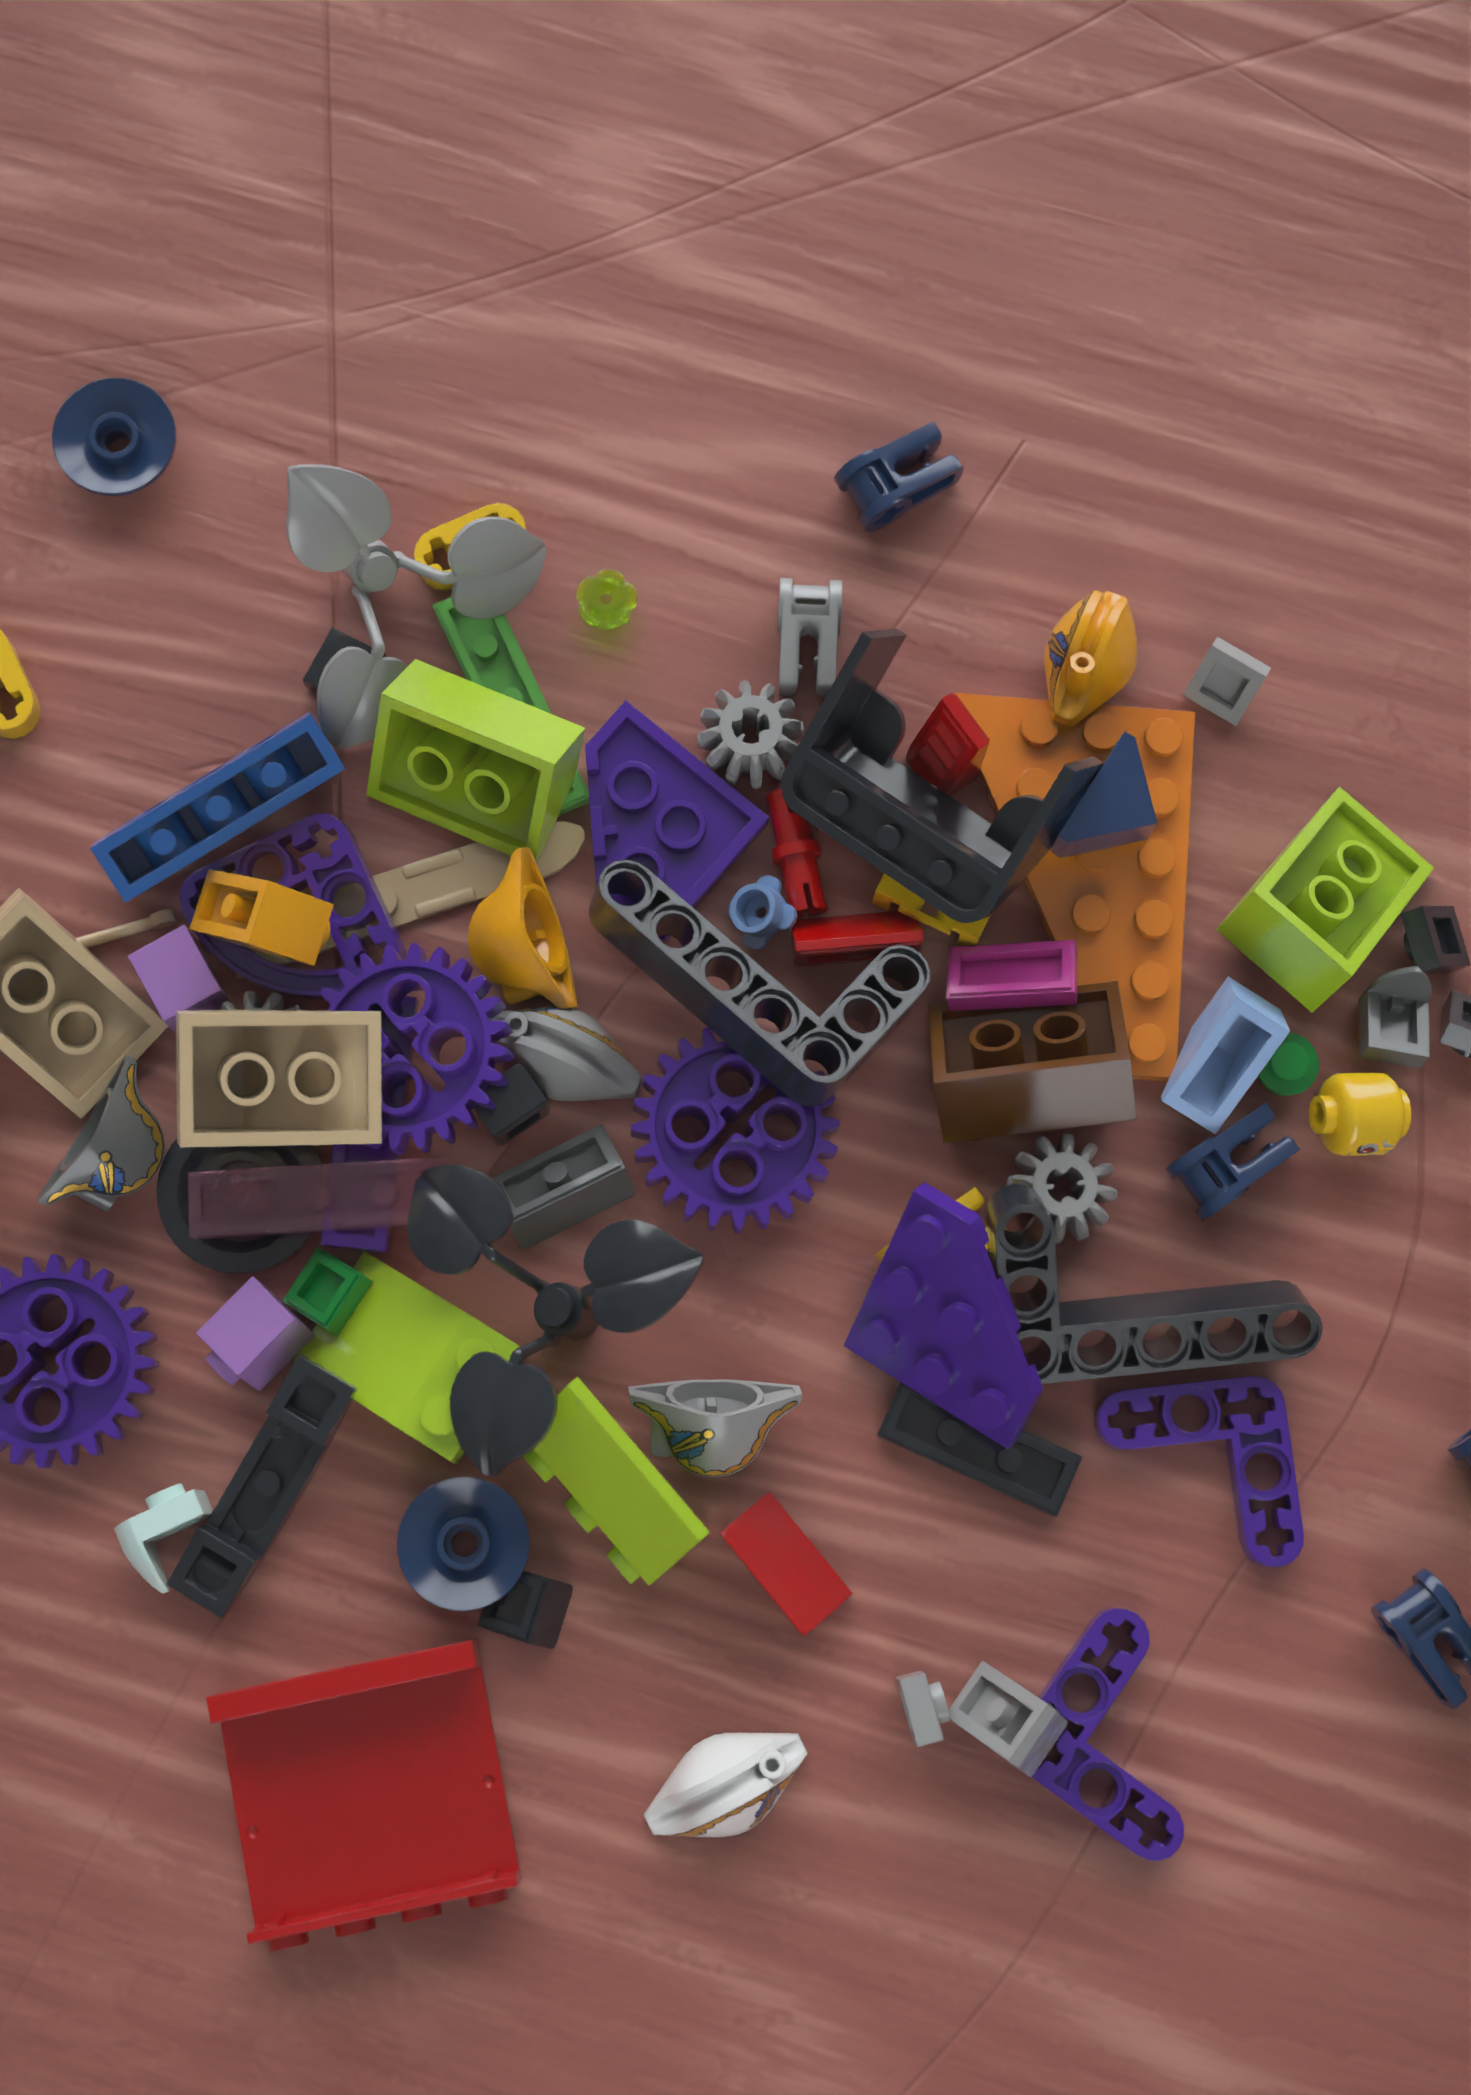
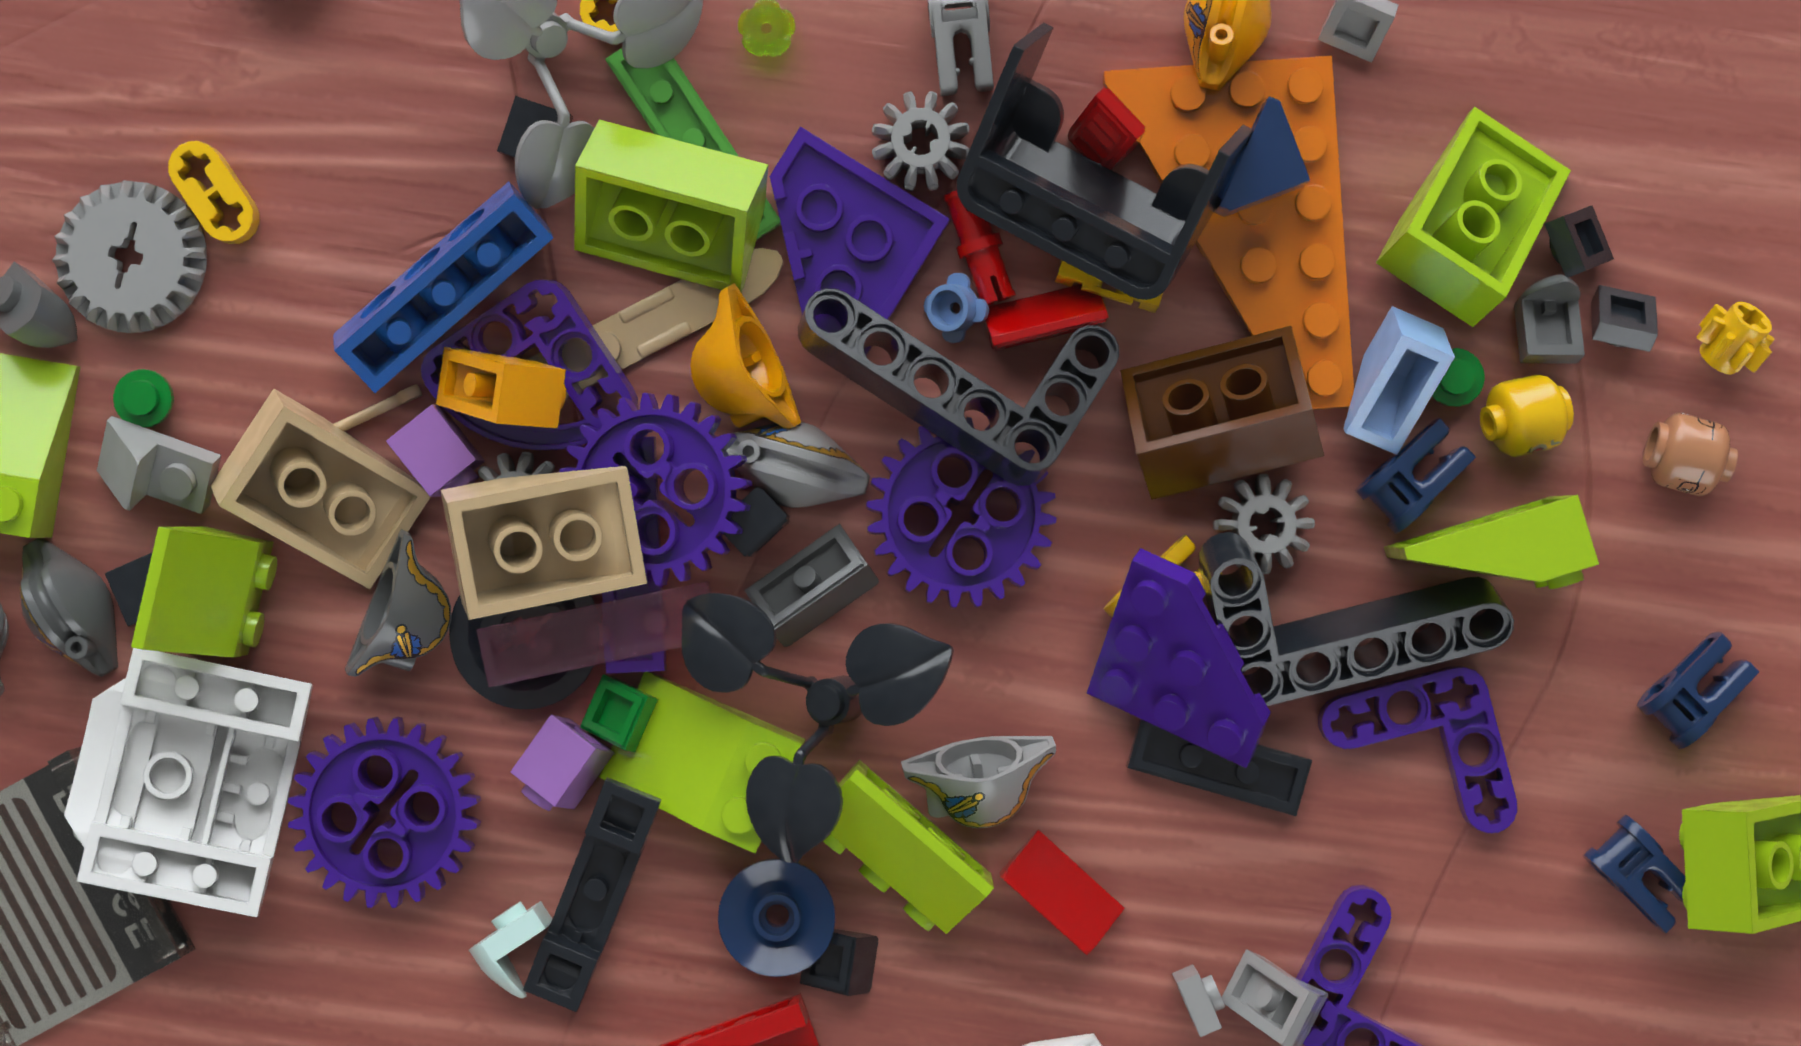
camera: 10 degrees left, 10 degrees up
(1012, 975) = (1194, 334): dark pink tile -> none
(1328, 1248) = (1530, 542): none -> lime slope

